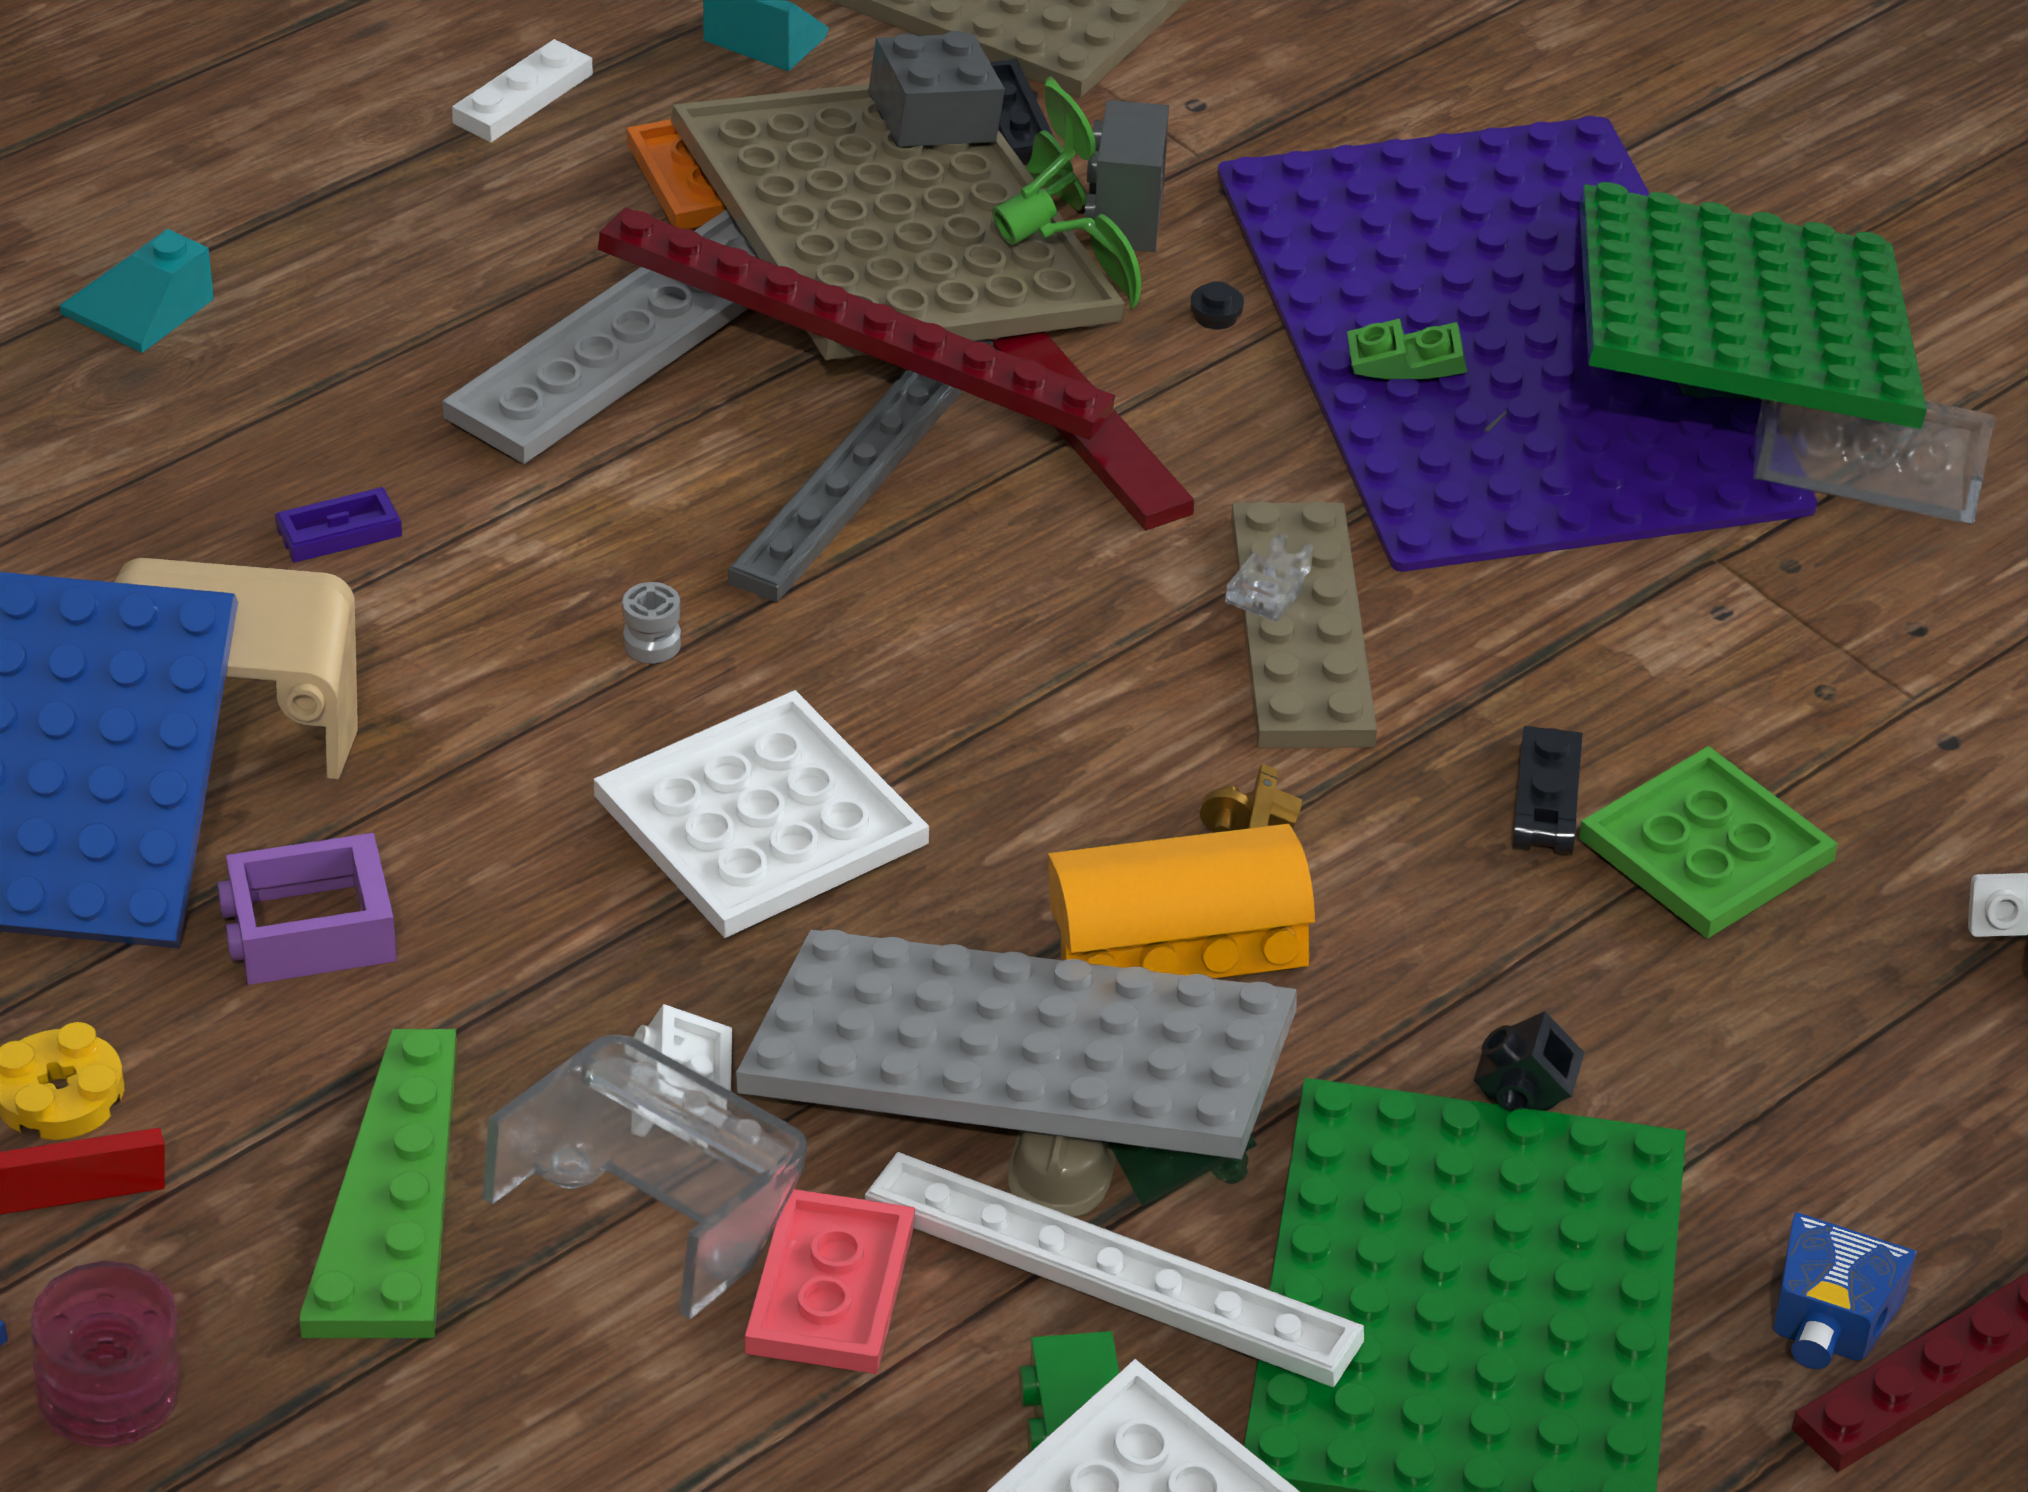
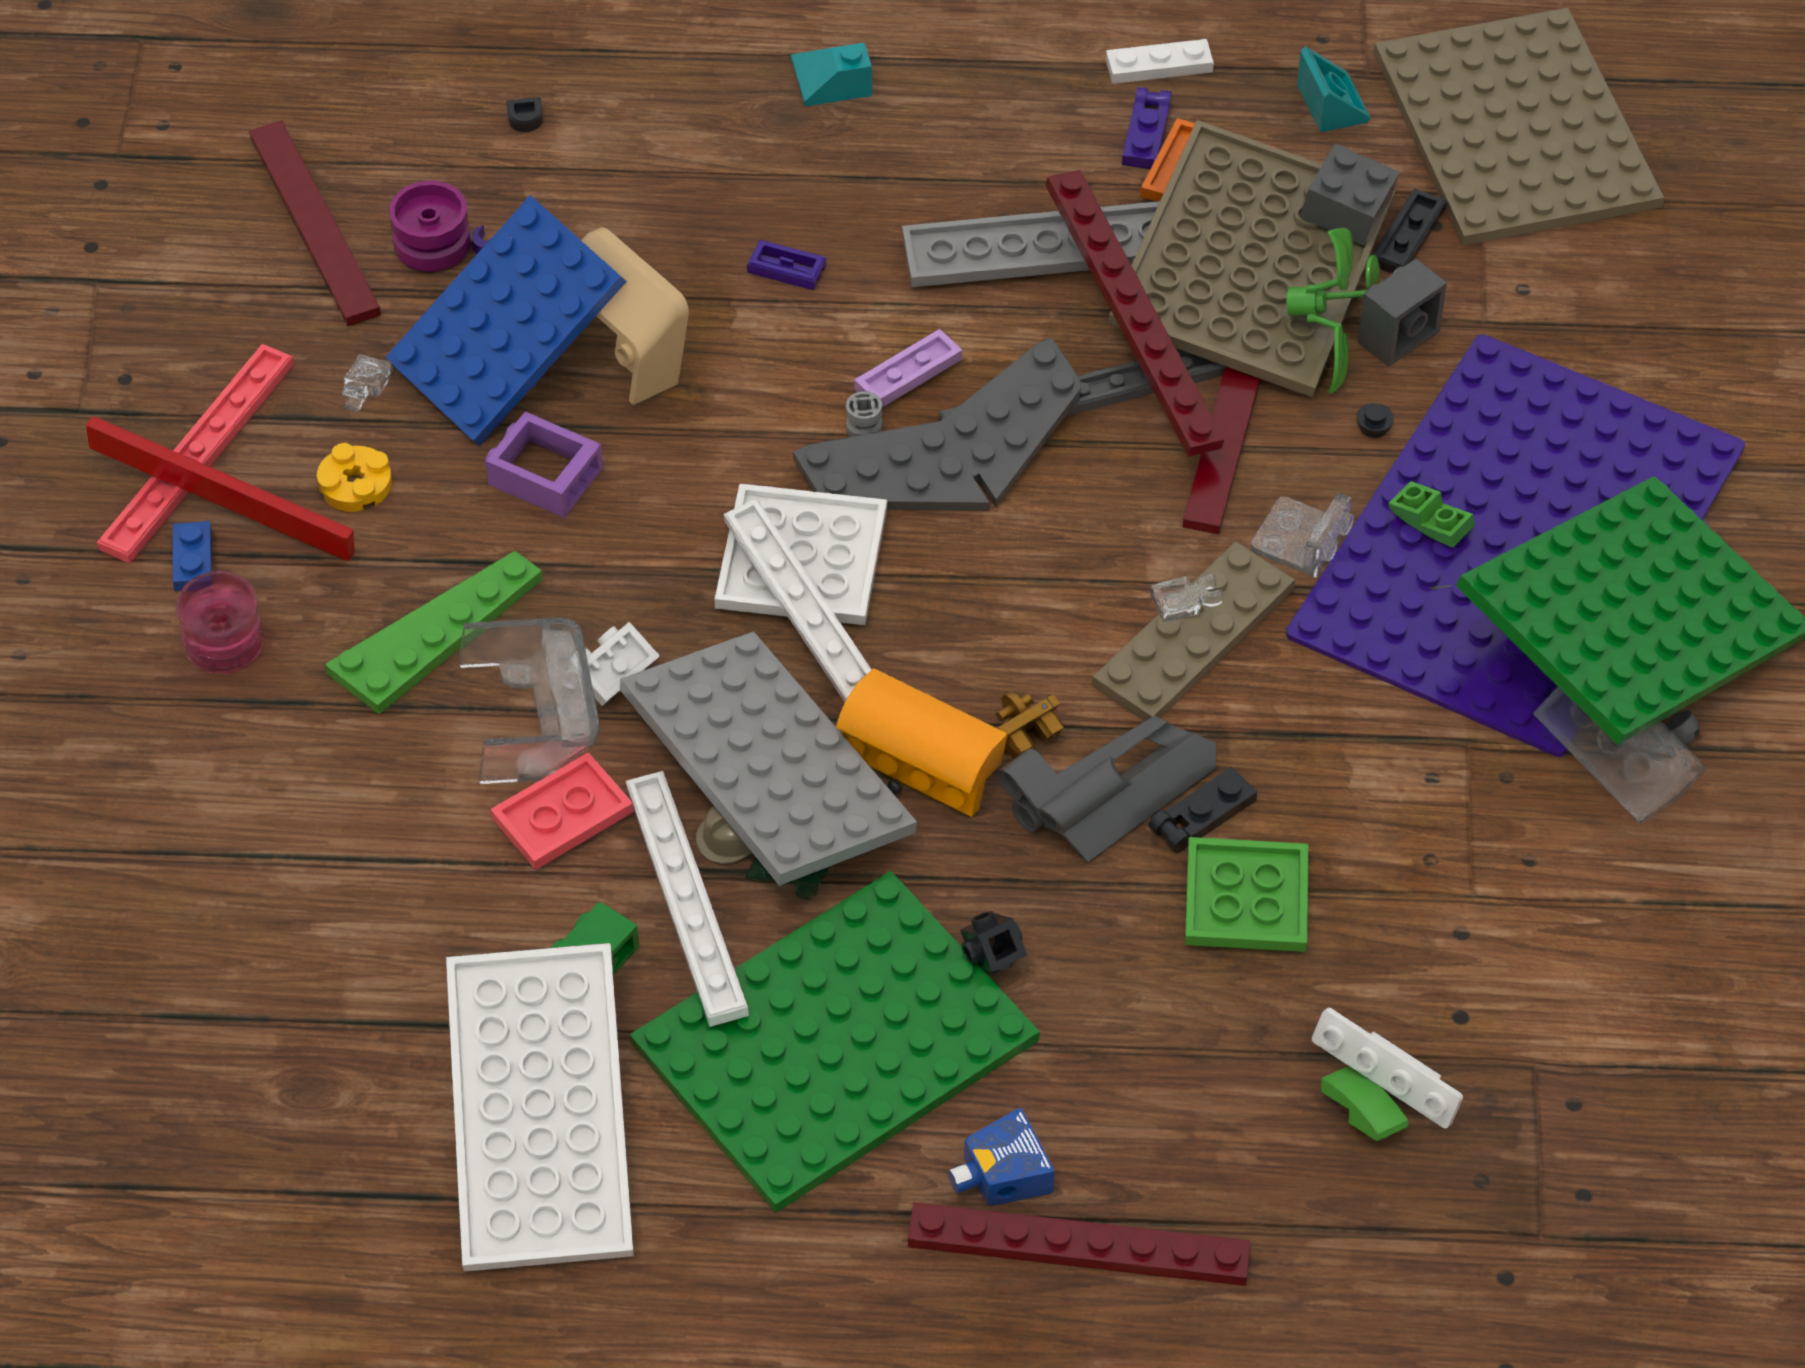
camera: 45 degrees right, 10 degrees up
(594, 161) = (1146, 128): none -> dark purple plate
(636, 540) = (910, 367): none -> lavender plate
(814, 610) = (942, 461): none -> dark grey wing
(852, 857) = (798, 596): none -> white tile
(1299, 455) = (1302, 534): none -> clear bracket
(1437, 837) = (1091, 799): none -> dark grey panel

